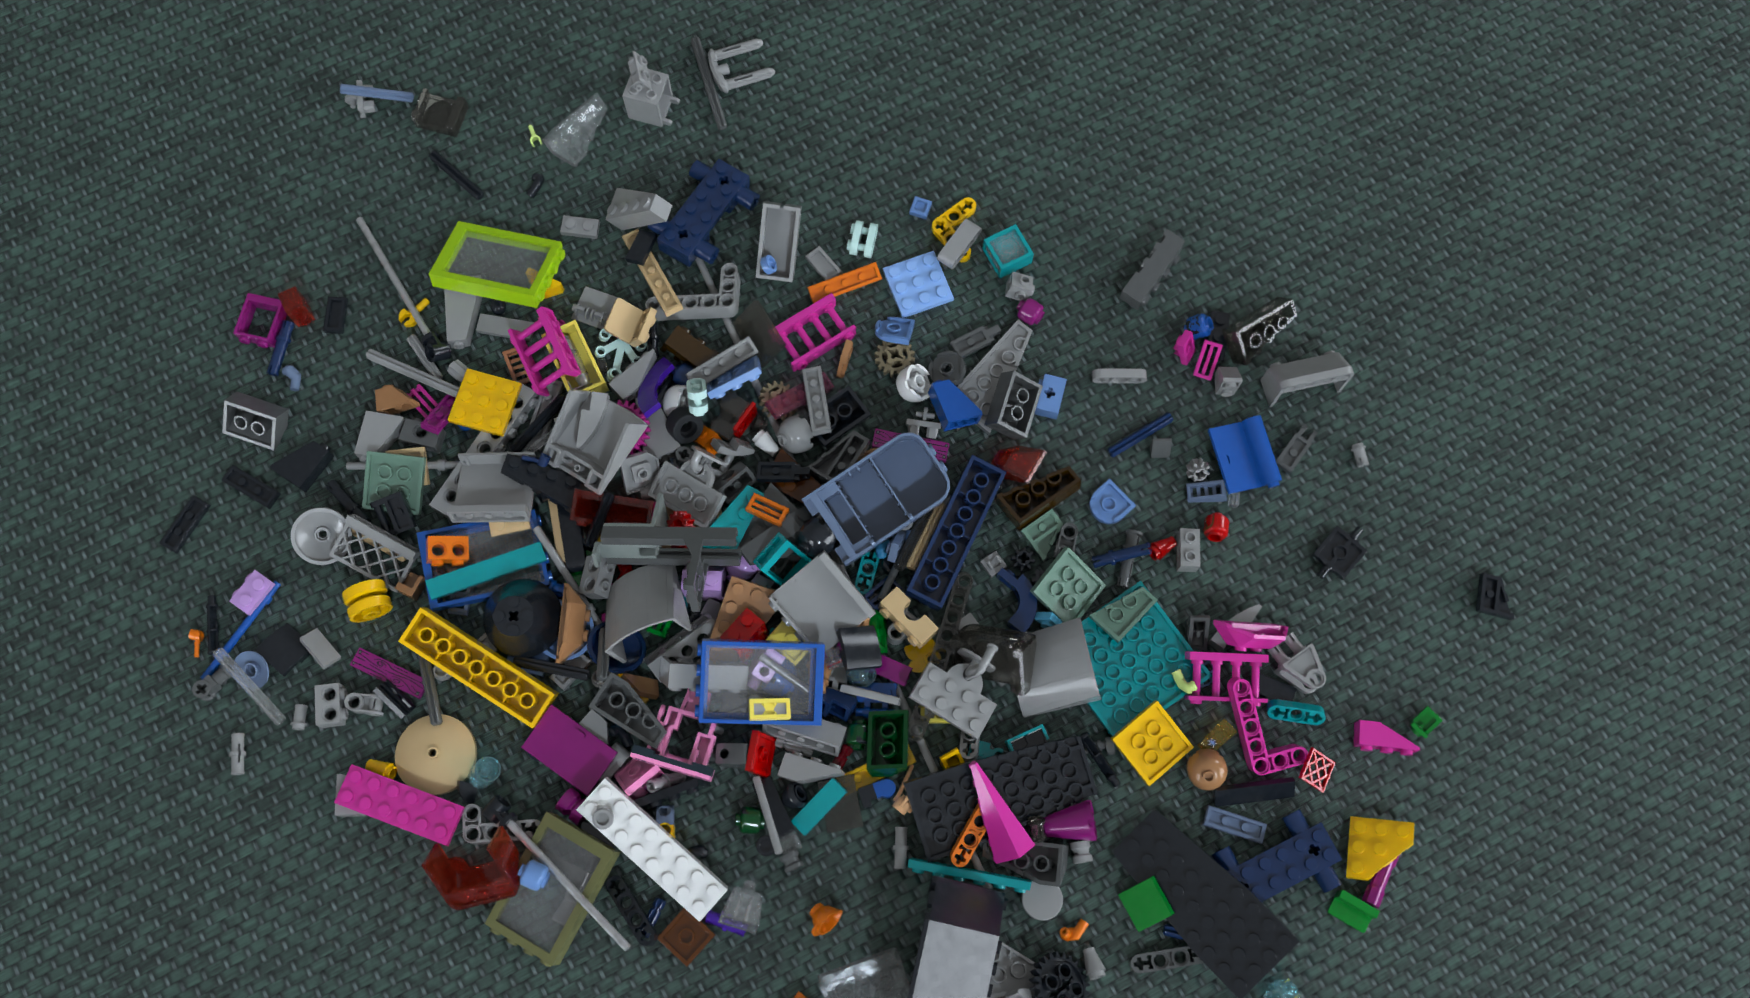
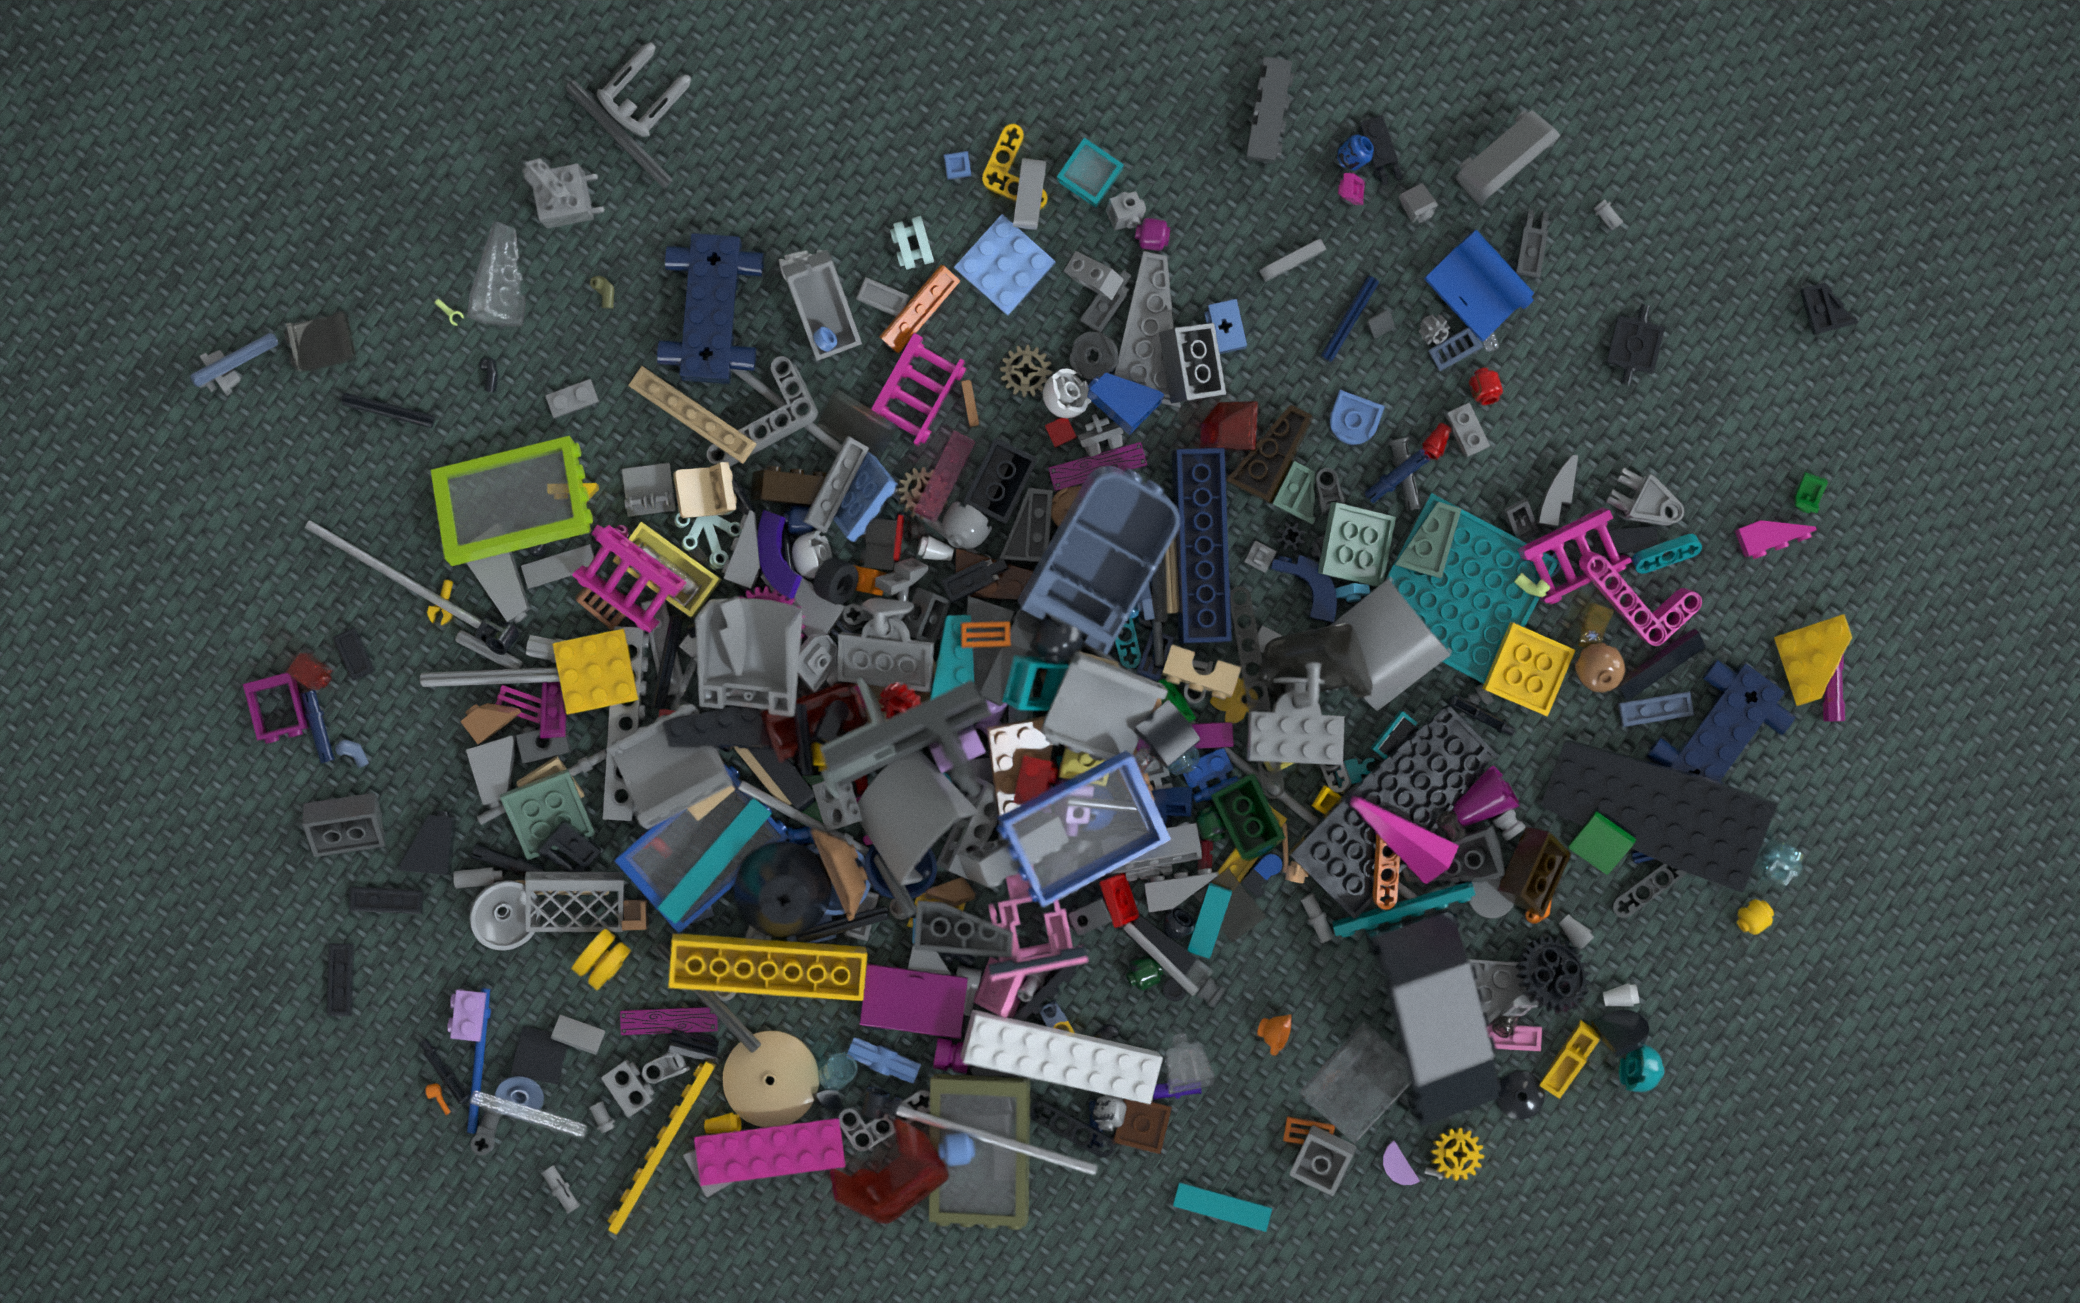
camera: 25 degrees left, 15 degrees up
(316, 500) = (476, 877): none -> light grey cylinder
(322, 764) = (655, 1154): none -> yellow plate
(446, 544) = (658, 858): orange brick -> none
(524, 783) = (884, 1060): none -> medium blue piece
(542, 461) = (707, 709): dark blue hand -> none
(603, 818) = (998, 1057): light grey tile -> none
(627, 515) = (830, 722): none -> black leg
(637, 209) = (633, 350): light grey wedge -> none
(641, 247) = (663, 391): black tile -> none
(643, 171) = (606, 289): none -> olive arm
(666, 912) = (1109, 1112): none -> light grey head
(697, 396) = (835, 544): light aqua brick -> none
(769, 709) = (1108, 853): light yellow piece -> none
(816, 400) = (969, 475): light grey tile -> none
(871, 694) = (1204, 776): light grey tile -> none
(895, 330) = (1009, 338): medium blue tile -> none
(897, 409) = (1060, 431): none -> red tile
(975, 315) = (1093, 275): none -> light grey brick
(1084, 898) = (1534, 871): none -> dark brown slope
(1212, 344) = (1382, 169): dark pink tile -> none
(1251, 634) = (1582, 494): dark pink wedge -> none
(1254, 330) = (1424, 120): clear smoke wedge -> none
(1321, 788) = (1704, 606): window -> none
(1352, 910) = (1818, 738): green panel -> none

